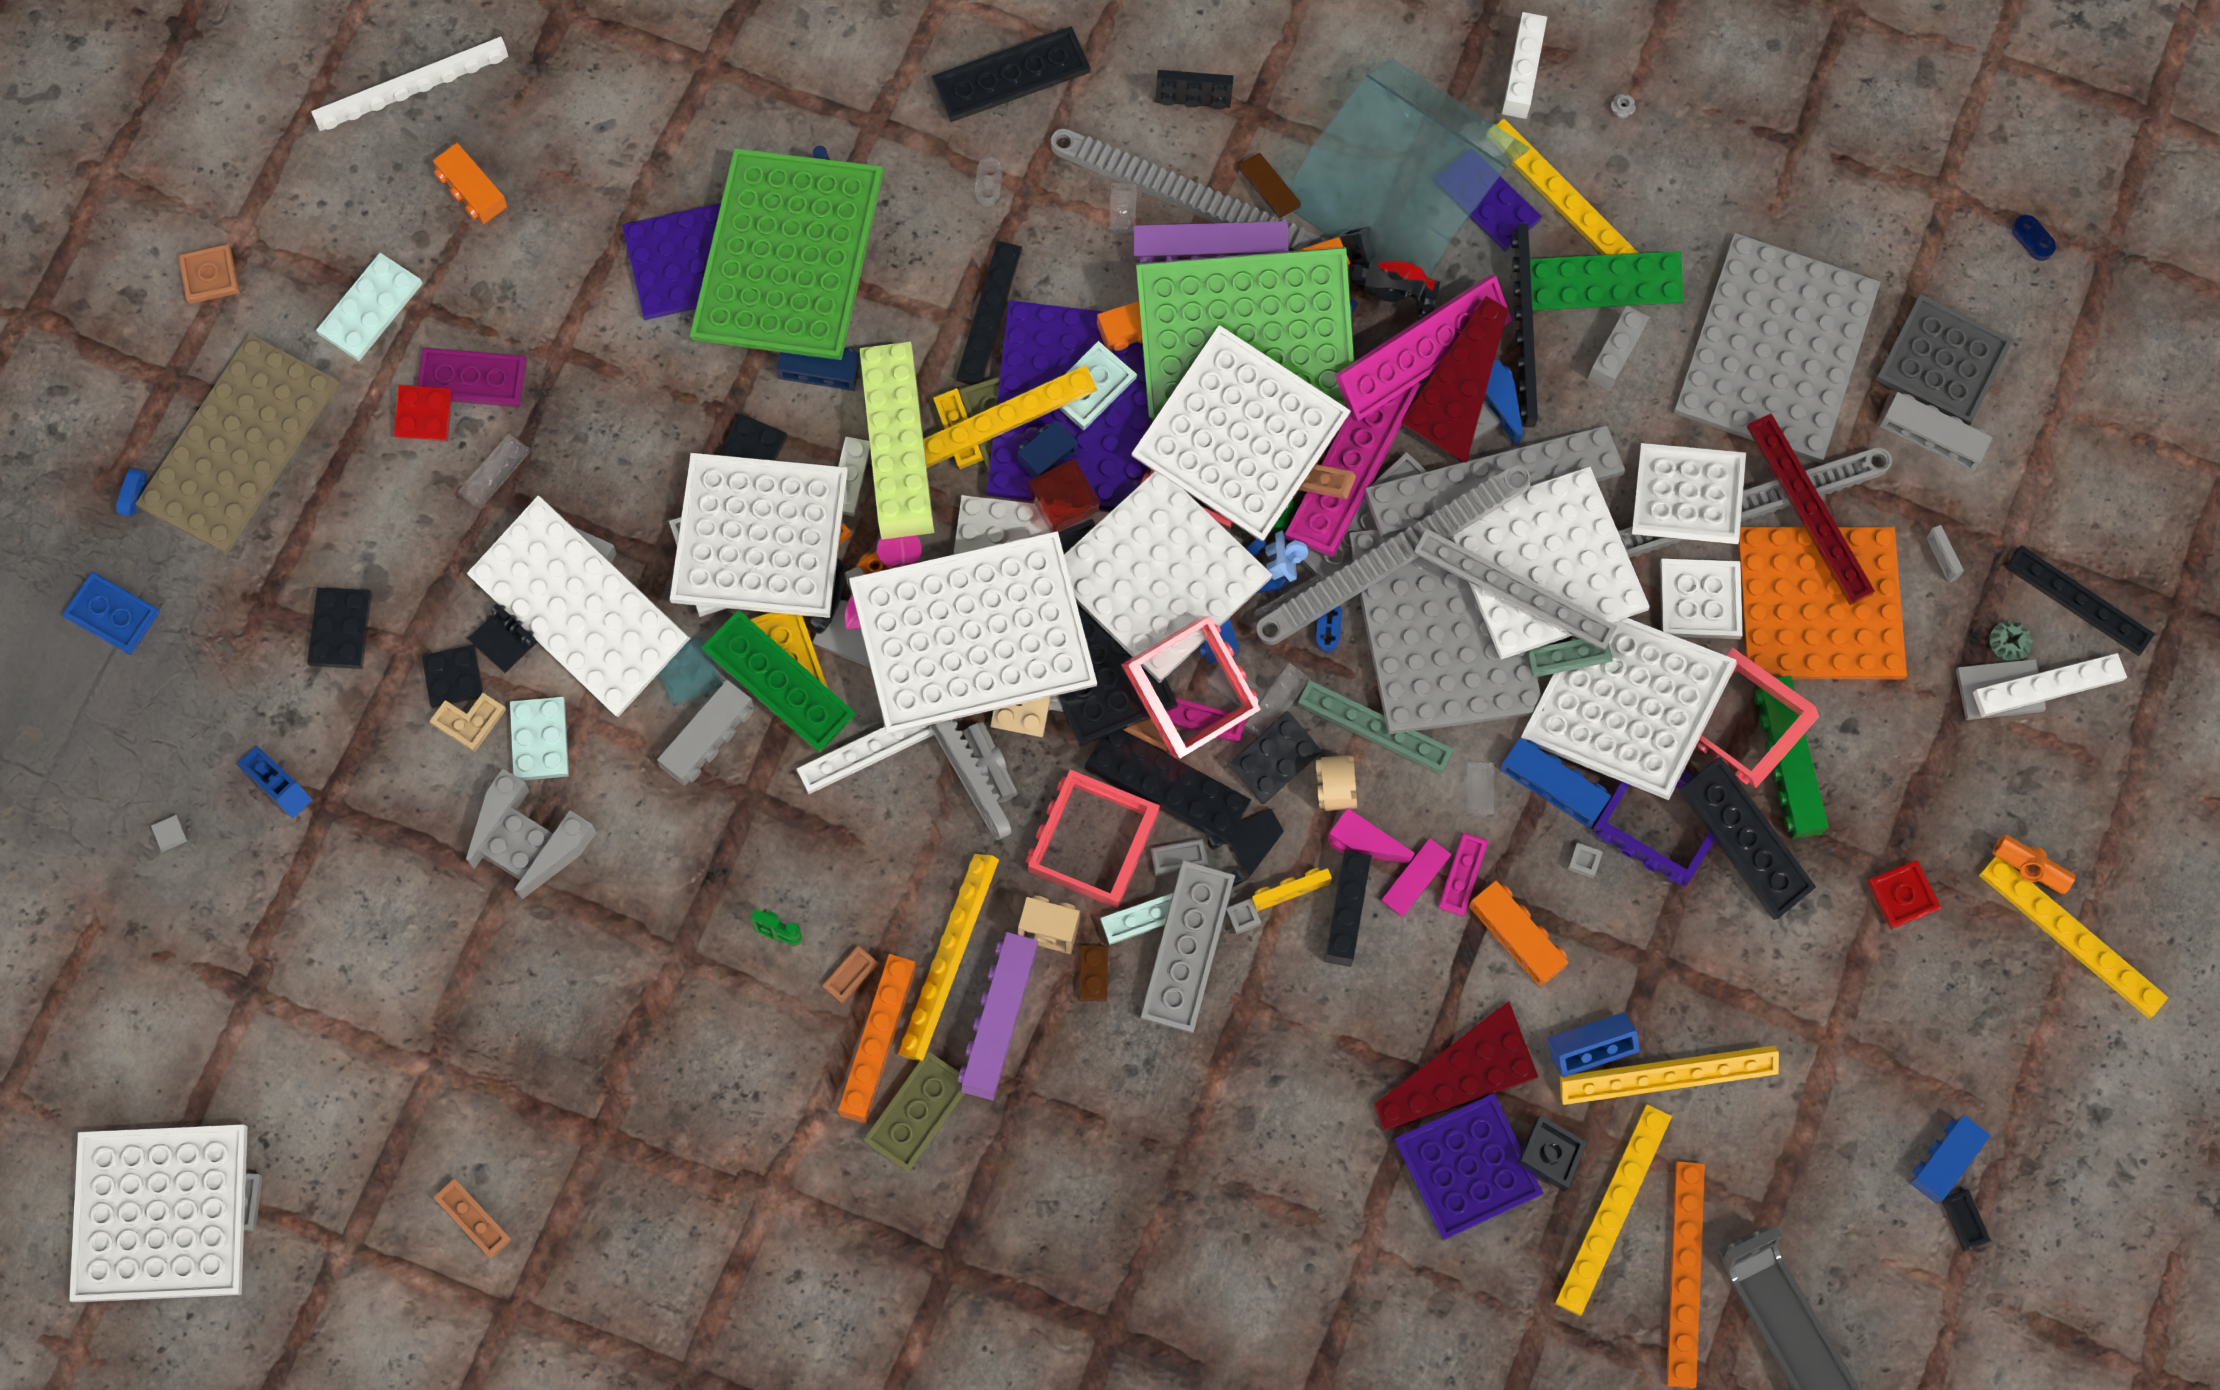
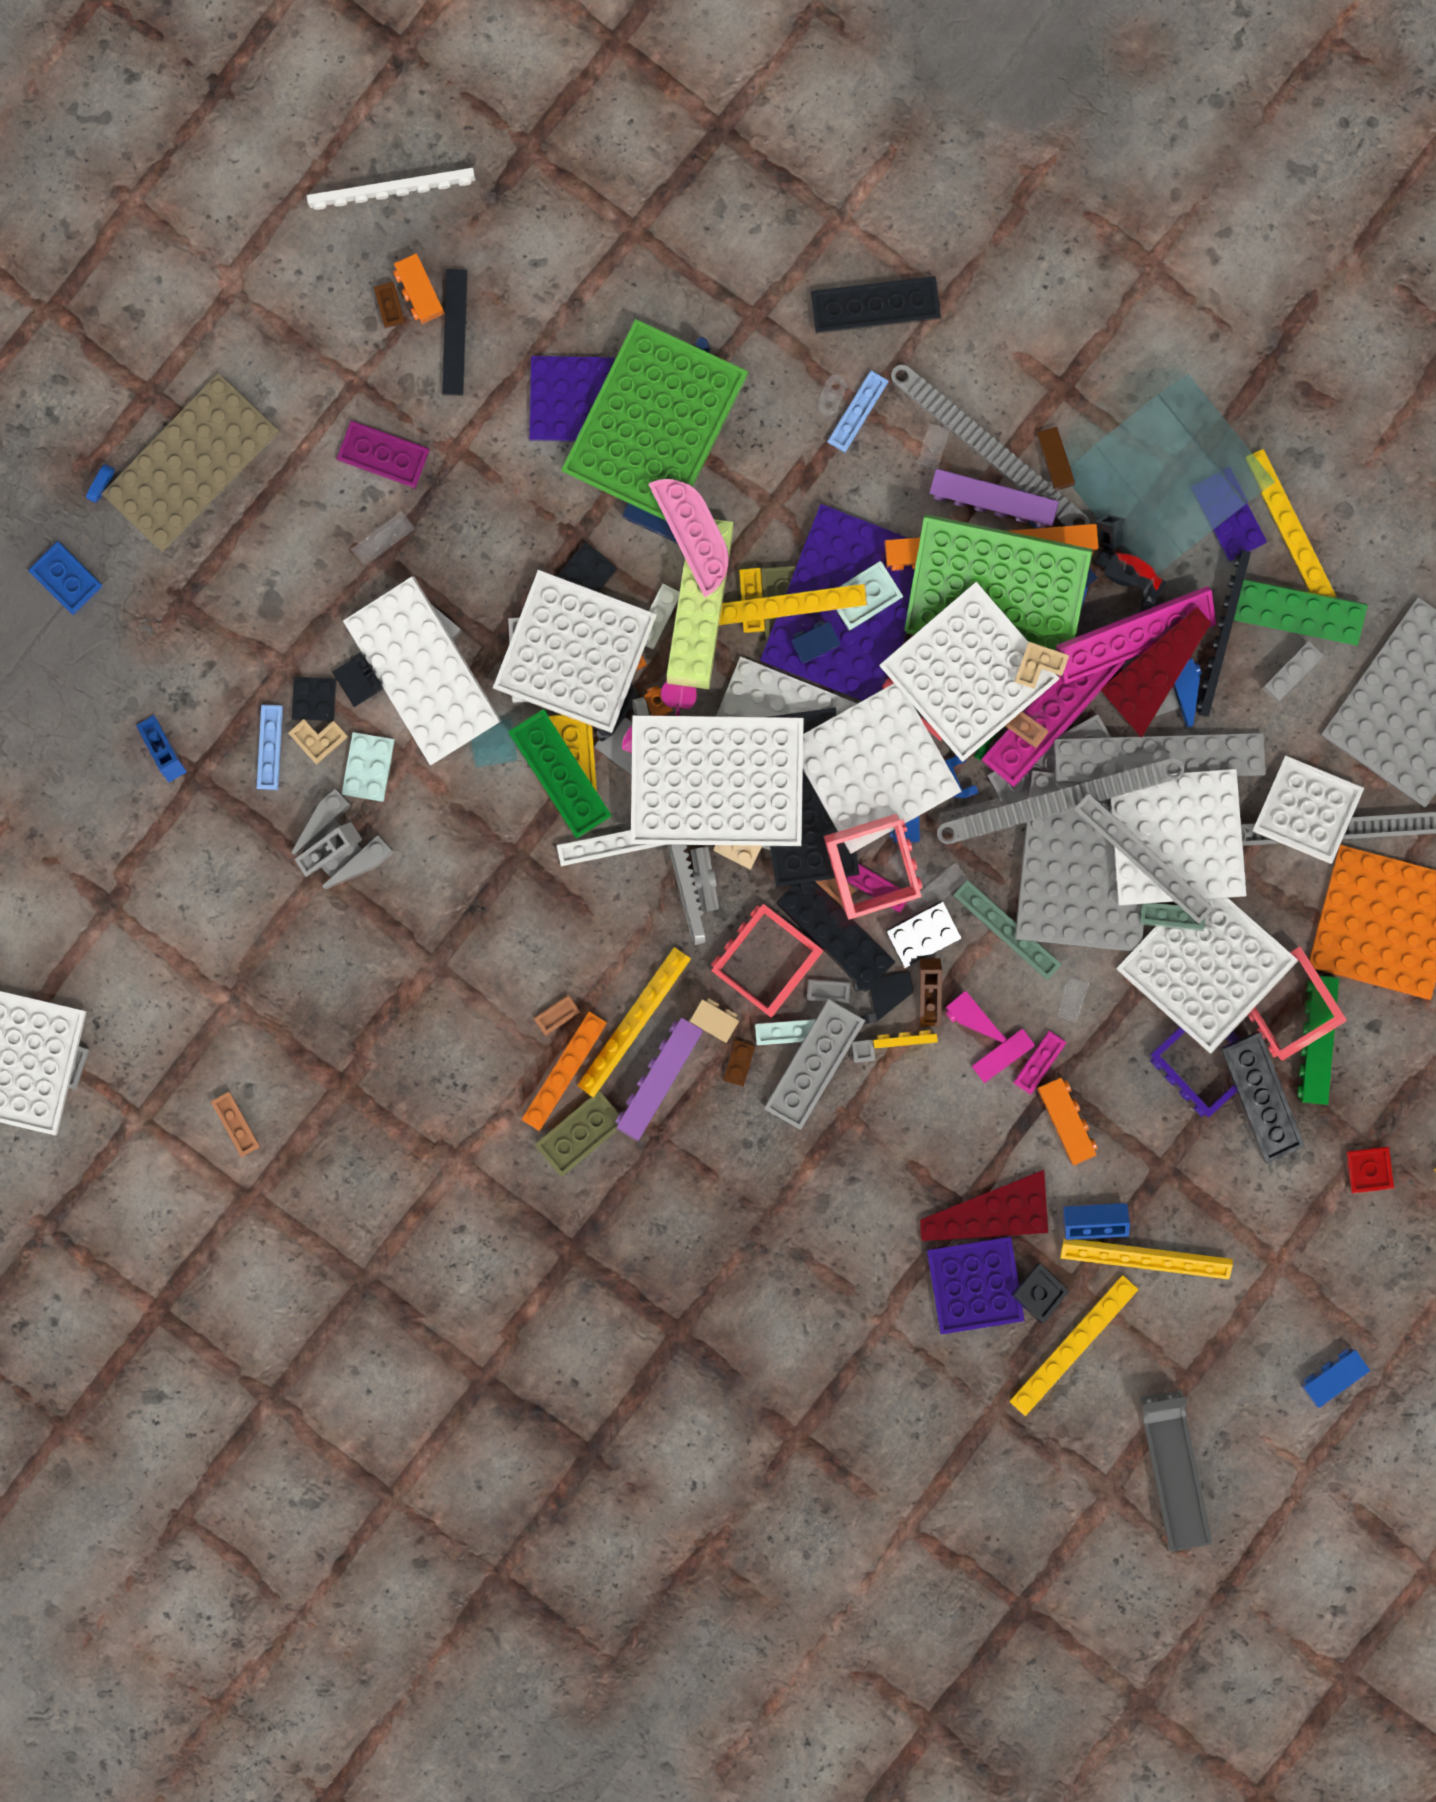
camera: 20 degrees right, 15 degrees up
(169, 833) = (74, 767): light grey tile -> none
(208, 273) = (197, 311): nougat tile -> none
(339, 628) = (236, 636): black plate -> none
(369, 307) = (316, 373): light aqua plate -> none
(411, 747) = (269, 747): none -> light blue tile
(423, 413) = (338, 476): red plate -> none
(438, 210) = (389, 305): none -> reddish brown plate
(511, 840) = (328, 849): none -> light grey slope
(524, 223) = (454, 332): none -> black tile
(706, 733) = (494, 798): light grey brick -> none
(767, 924) = (506, 964): green plate -> none
(867, 355) = (694, 532): none -> bright pink plate
(989, 313) = (803, 508): black plate -> none
(1023, 194) = (857, 411): none -> light blue tile
(1063, 496) = (817, 683): clear red brick -> none
(1194, 89) = (1018, 361): black plate -> none
(1284, 557) = (979, 776): light blue hips -> none
(1304, 823) = (930, 991): none -> reddish brown slope
(1319, 390) = (1038, 658): none -> tan plate
(1334, 628) = (998, 846): blue beam -> none
(1338, 782) = (964, 968): tan brick -> none
(1347, 908) = (943, 1067): black brick -> none
(1524, 65) = (1293, 407): white brick -> none
(1555, 782) = (1131, 1011): blue brick -> none
(1585, 860) = (1135, 1078): light grey plate -> none
(1619, 110) = (1364, 467): light grey plate -> none
(1685, 1275) = (1111, 1407): orange plate -> none
(1701, 598) = (1291, 895): white plate -> none
(1810, 509) = (1399, 848): dark red plate -> none
(1966, 1220) = (1332, 1425): black tile -> none

